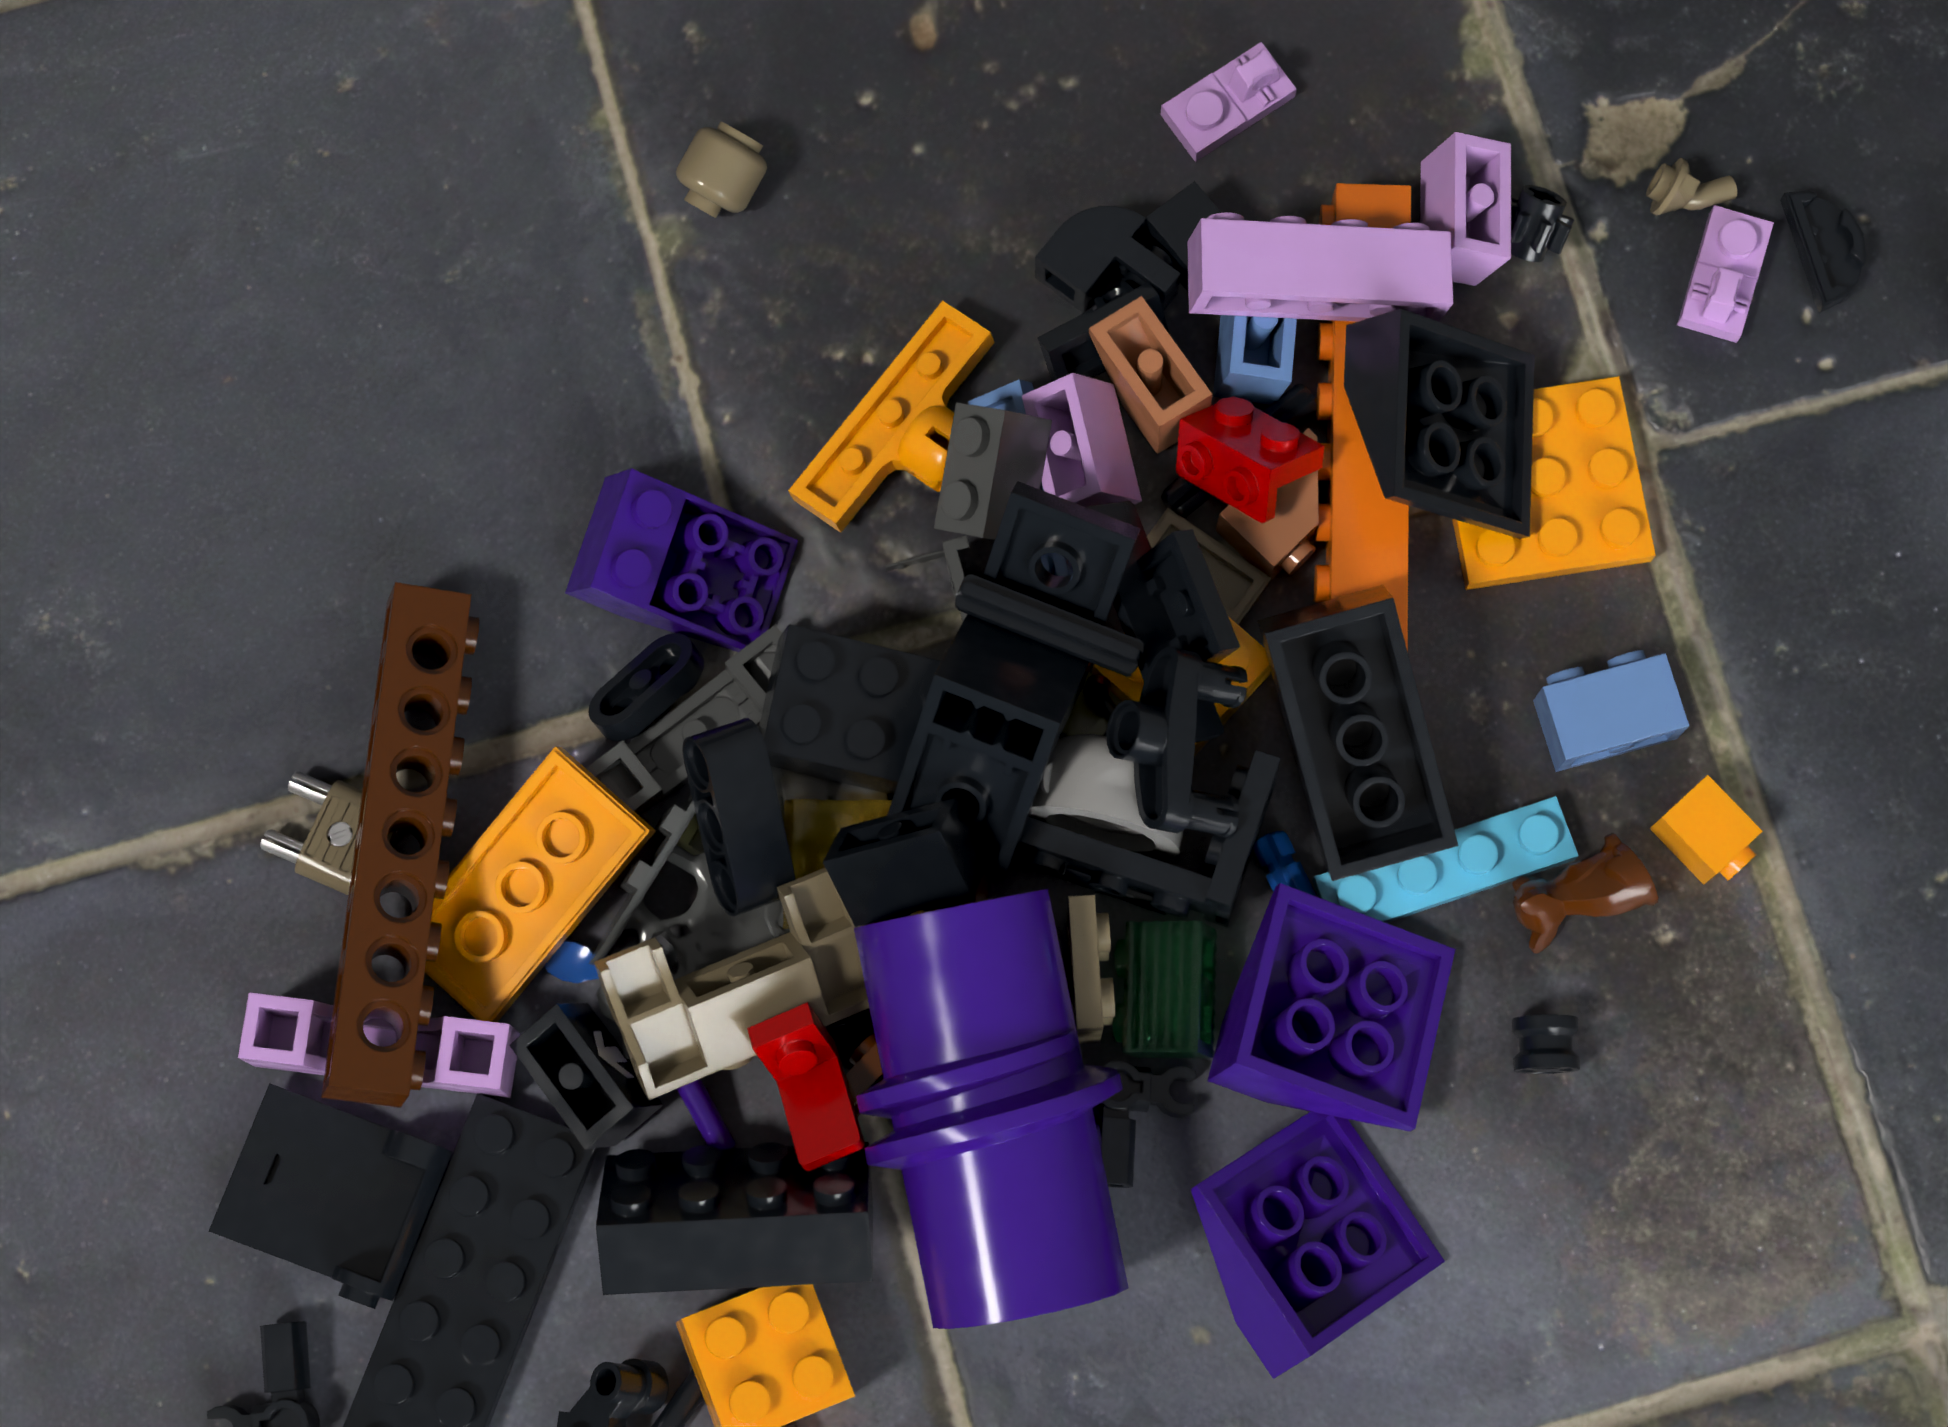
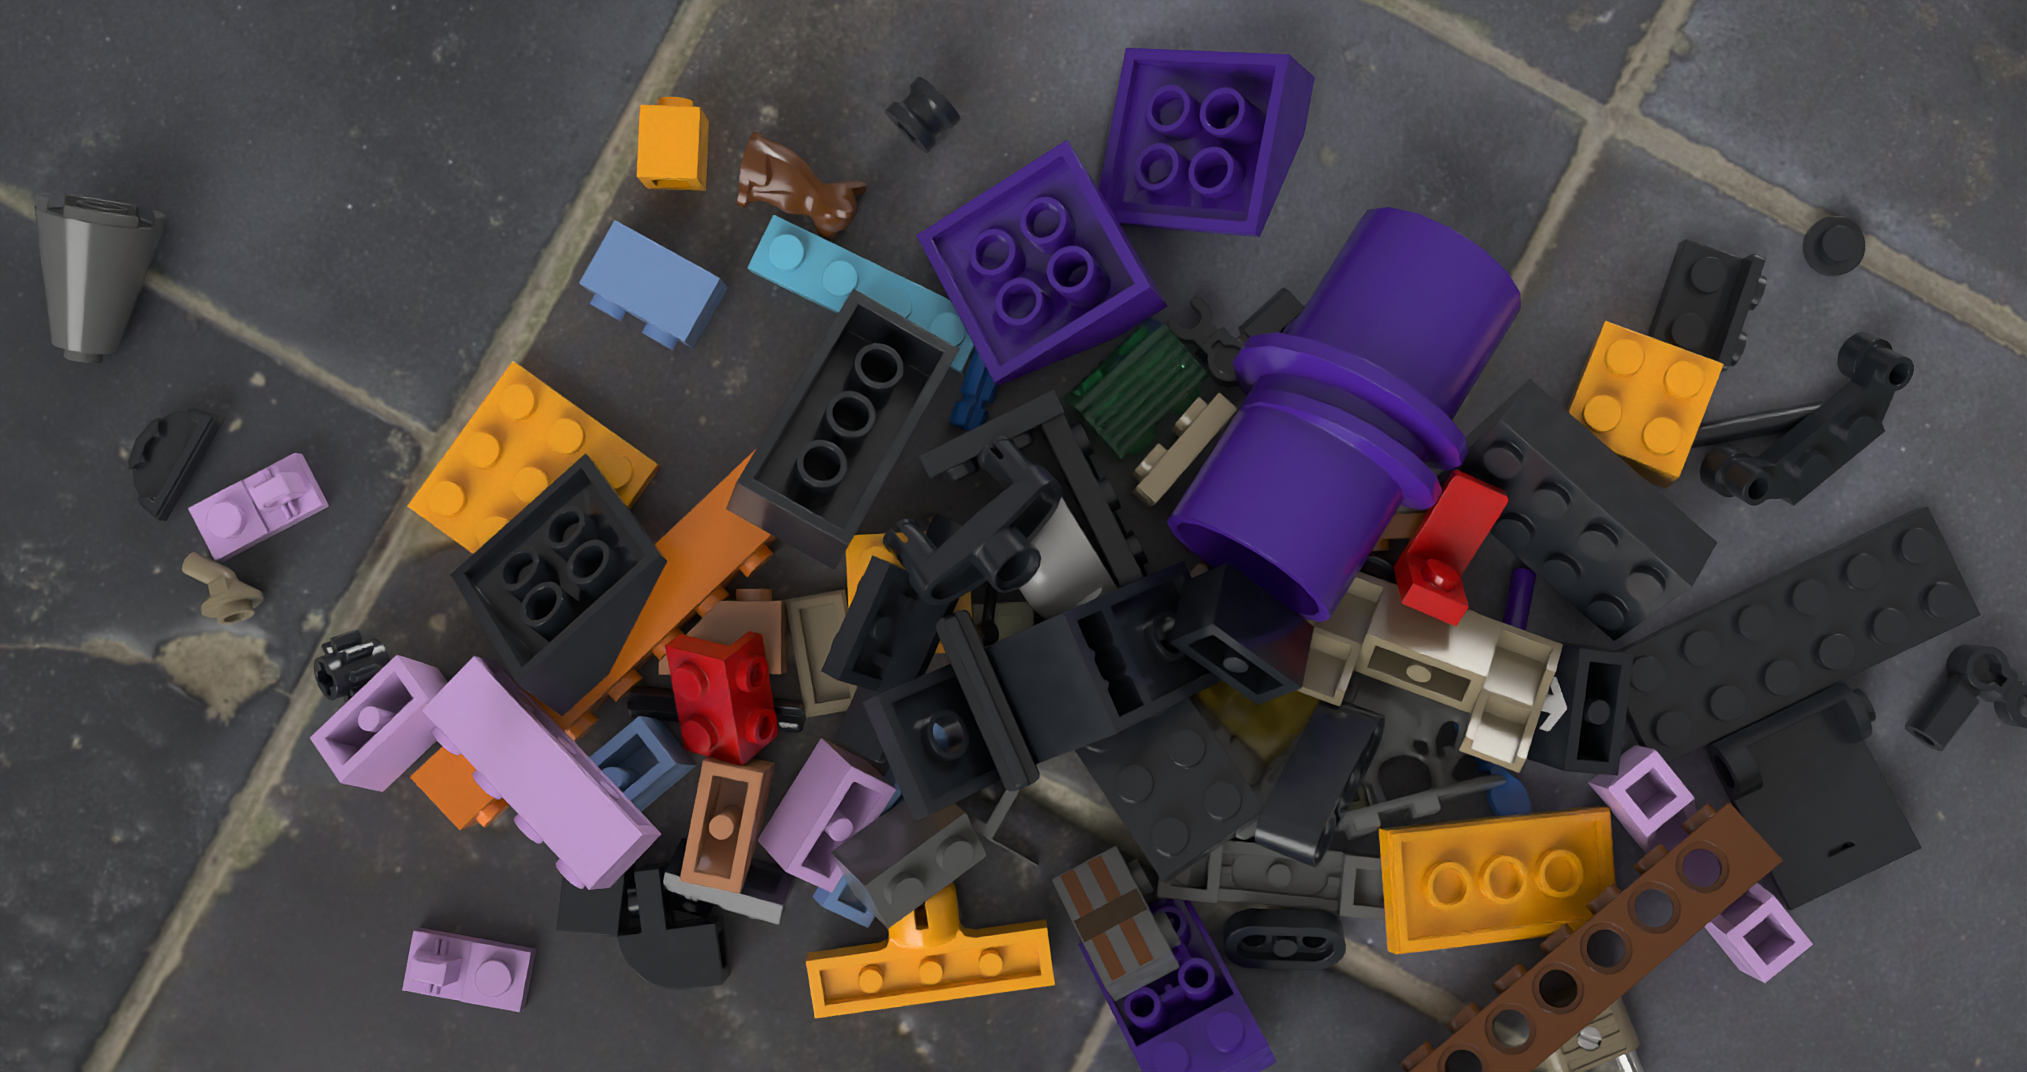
camera: 135 degrees left, 10 degrees up
(786, 574) = (1116, 922): none -> brick

